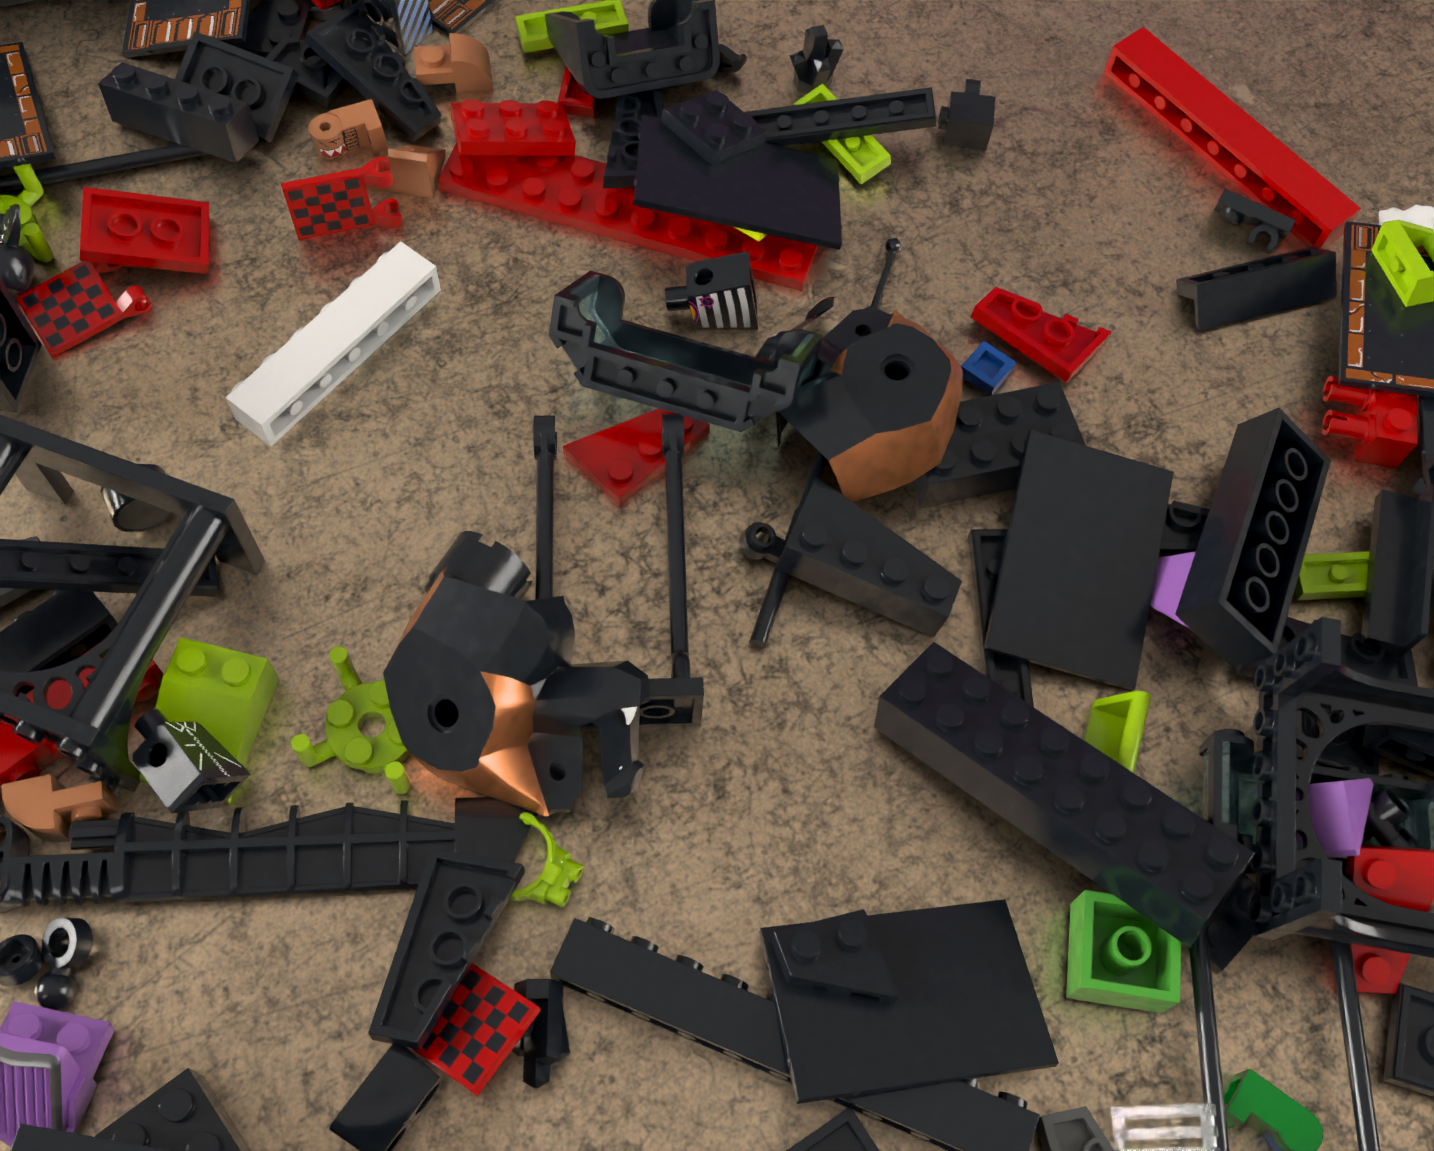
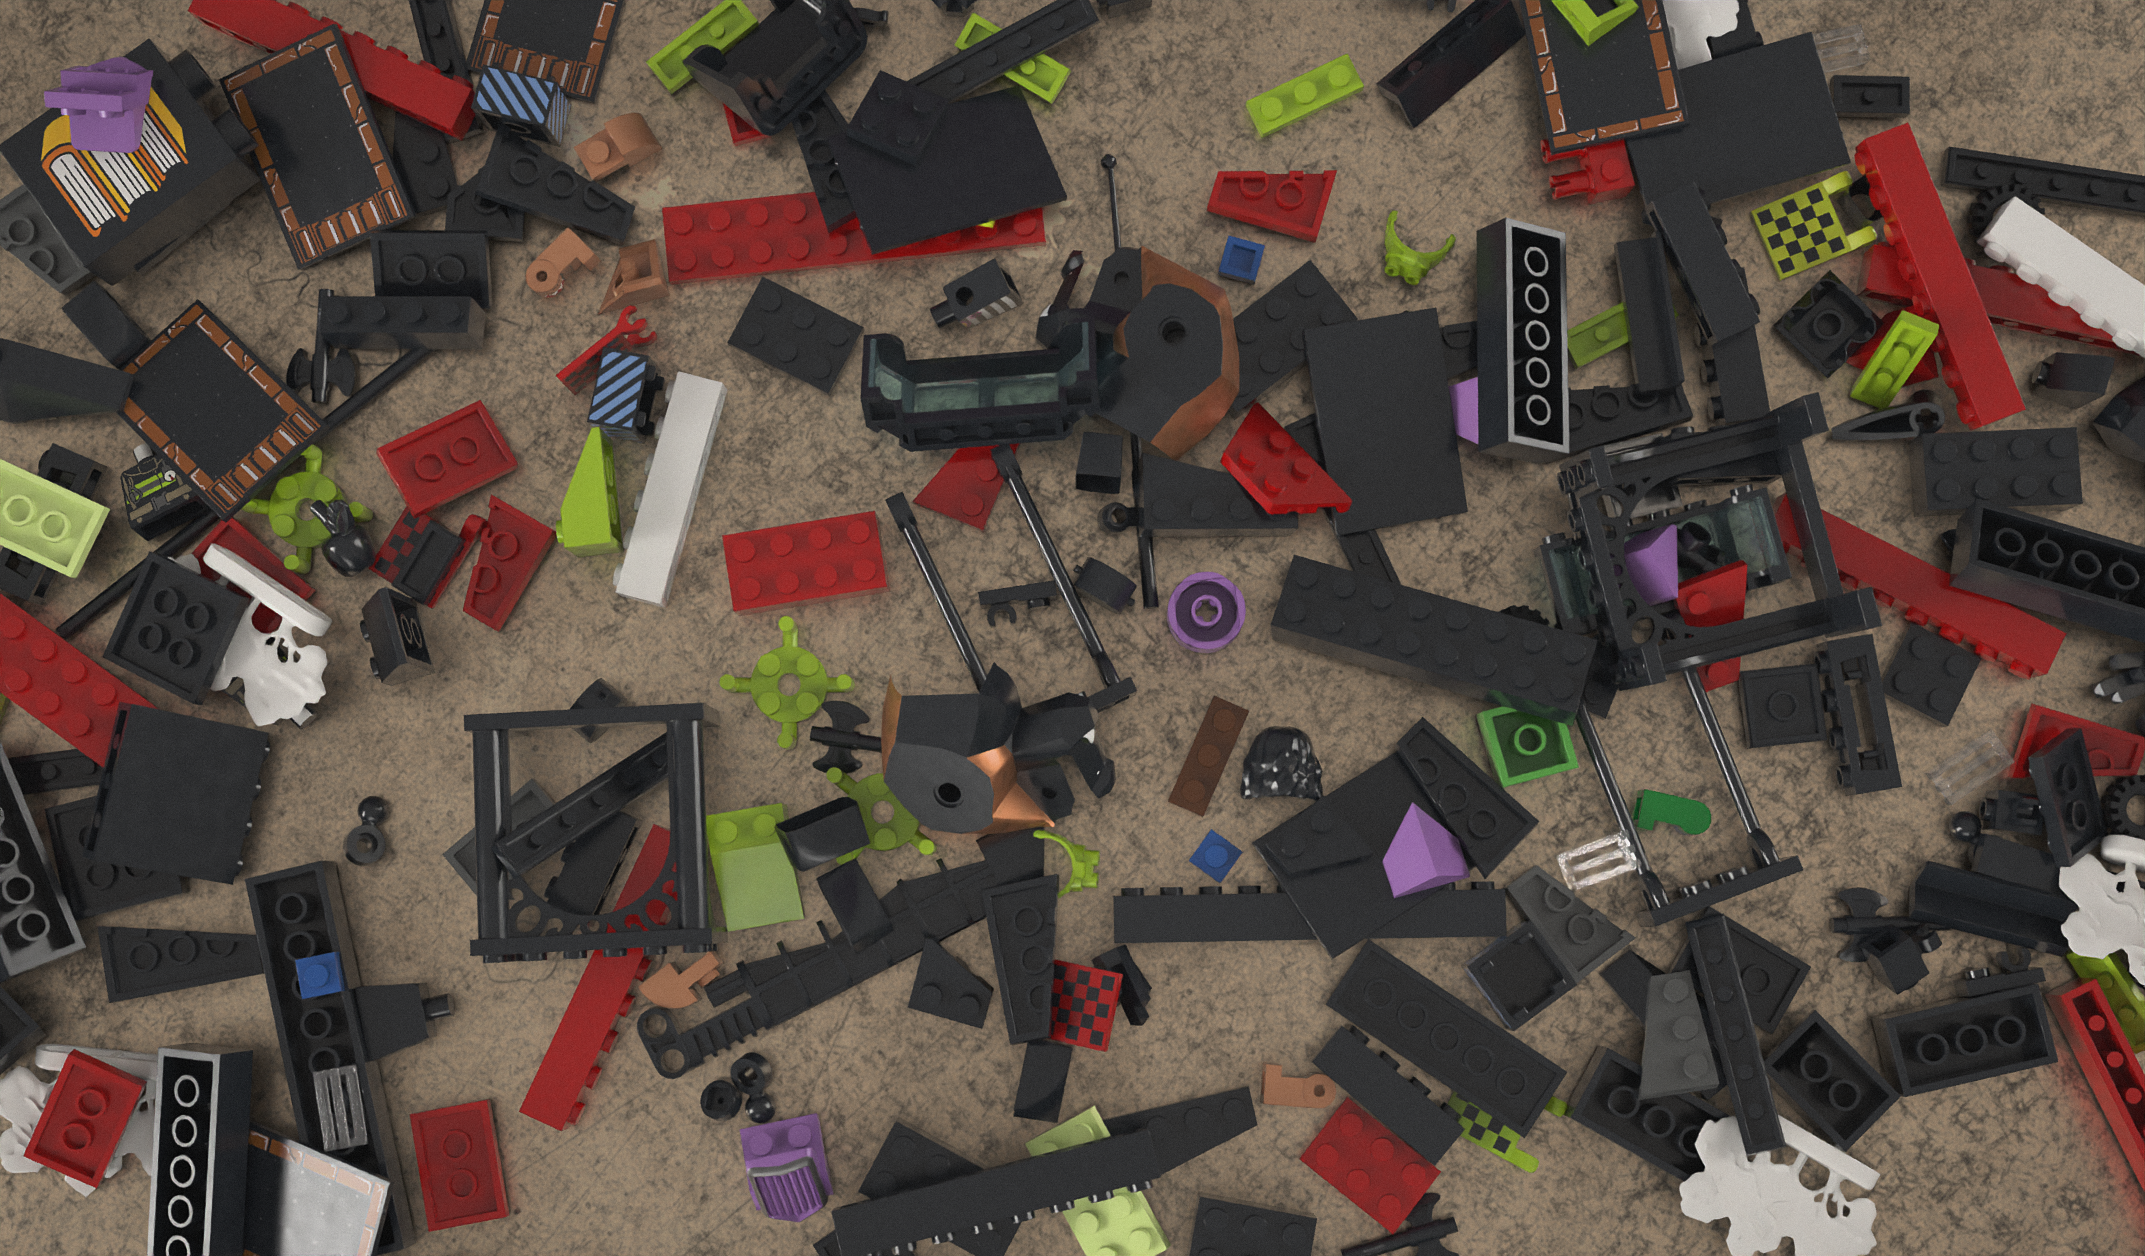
camera: 15 degrees left, 20 degrees up
(71, 310) = (428, 562): none -> black tile
(86, 130) = (322, 369): none -> black piece
(146, 341) = (507, 561): none -> red wing
(185, 764) = (767, 911): black torso -> none
(253, 310) = (591, 506): none -> lime slope
(282, 800) = (855, 905): none -> black piece
(290, 705) = (823, 833): none -> black piece
(337, 239) = (625, 395): none -> black container
(340, 945) = (948, 987): none -> black wing
(343, 539) = (767, 676): none -> lime plate
(373, 633) = (842, 737): none -> black piece
(426, 454) = (806, 563): none -> red brick
(483, 566) = (915, 662): black brick -> none
(512, 128) = (711, 198): red plate -> none
(523, 267) = (796, 336): none -> black plate
(634, 574) = (1034, 595): none -> black plate
(711, 932) = (1215, 856): none -> blue plate
(718, 595) = (1104, 585): none -> black piece
(750, 820) = (1208, 756): none -> reddish brown plate
(763, 496) = (1099, 463): none -> black piece
(808, 688) = (1220, 596): none -> medium lavender brick
(833, 854) = (1281, 765): none -> black hair
(951, 554) = (1279, 469): none -> red wing
(955, 1026) = (1423, 855): none -> medium lavender slope
(1034, 993) = (1470, 801): none -> black wing
(1102, 264) = (1304, 95): none -> lime plate
(1117, 726) = (1463, 568): lime tile -> none
(1157, 433) = (1408, 262): none -> lime helmet

